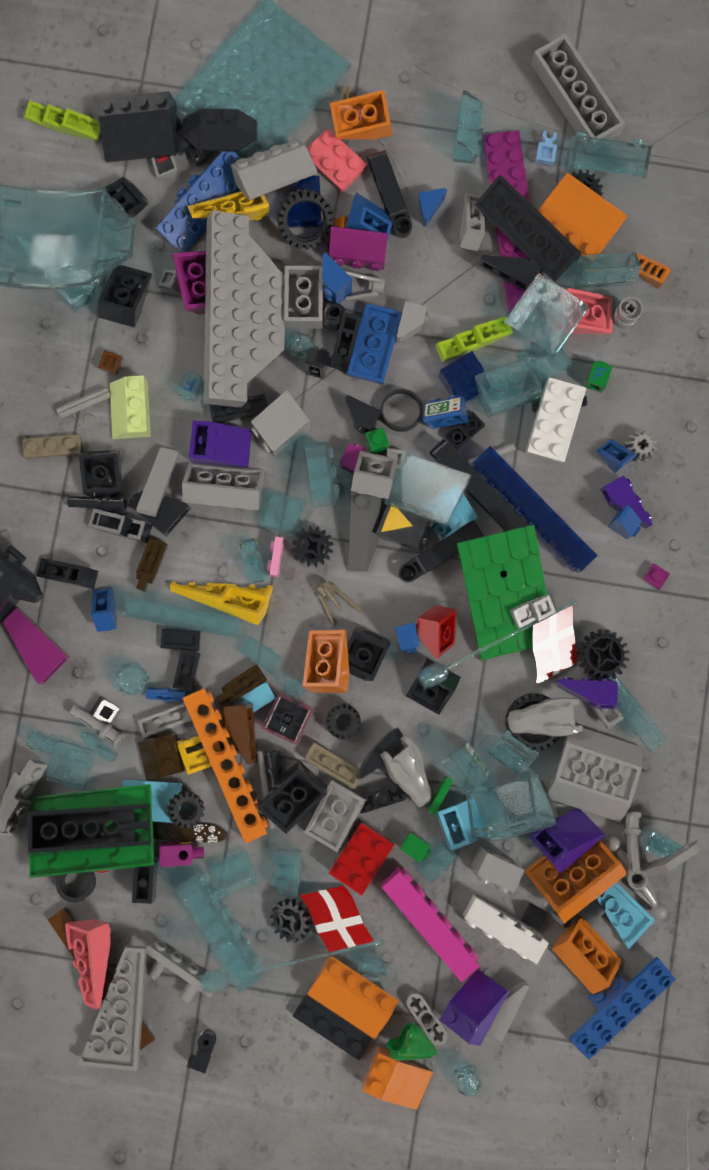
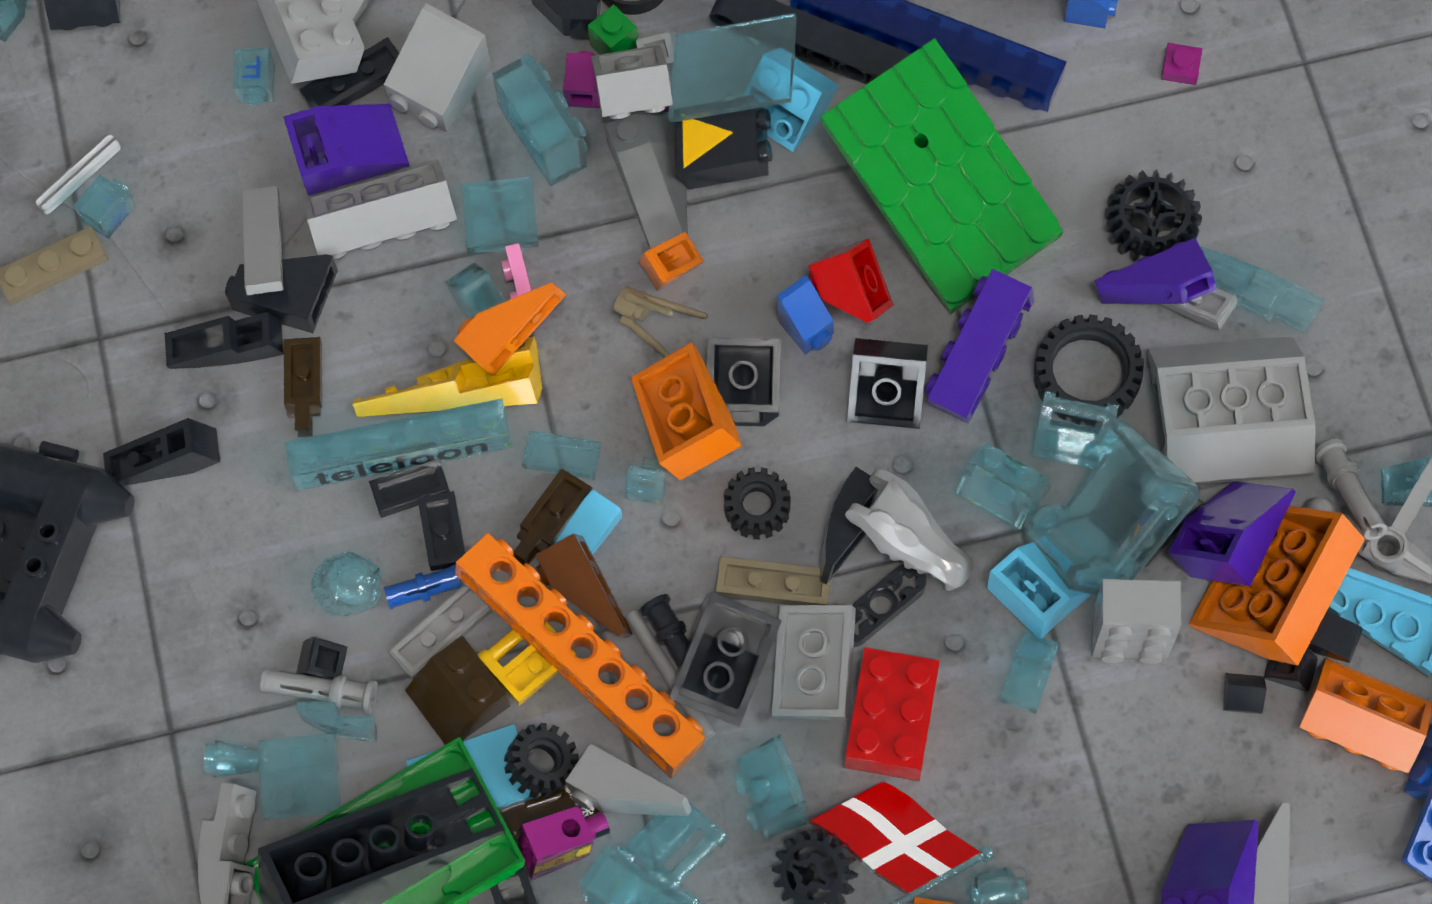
camera: 15 degrees left, 15 degrees down
(37, 649) = (157, 600): magenta slope -> none
(89, 427) = (104, 205): none -> clear light blue brick
(101, 473) = (157, 271): black slope -> none
(104, 610) = (253, 489): blue slope -> none
(106, 503) = (183, 316): black pin -> none
(110, 362) = (99, 92): reddish brown plate -> none
(130, 408) = (162, 149): yellowish green slope -> none
(212, 836) = (620, 788): none -> light grey slope
(252, 583) = (502, 329): none -> orange slope
(289, 726) = (671, 531): black piece -> none
(305, 550) = (579, 257): black gear -> none
(355, 576) = (670, 260): none -> orange slope
(415, 847) = (979, 658): green brick -> none
(431, 925) = (1063, 766): dark pink brick -> none
(438, 553) = (791, 176): black piece -> none
(439, 795) = (982, 554): green tile -> none
(486, 689) = (979, 345): none -> dark purple wedge
(505, 928) = (1201, 727): white wedge -> none
(532, 610) = (998, 184): light grey slope -> none
(549, 717) = (1108, 344): light grey animal -> none
(551, 644) = (1056, 231): flag -> none

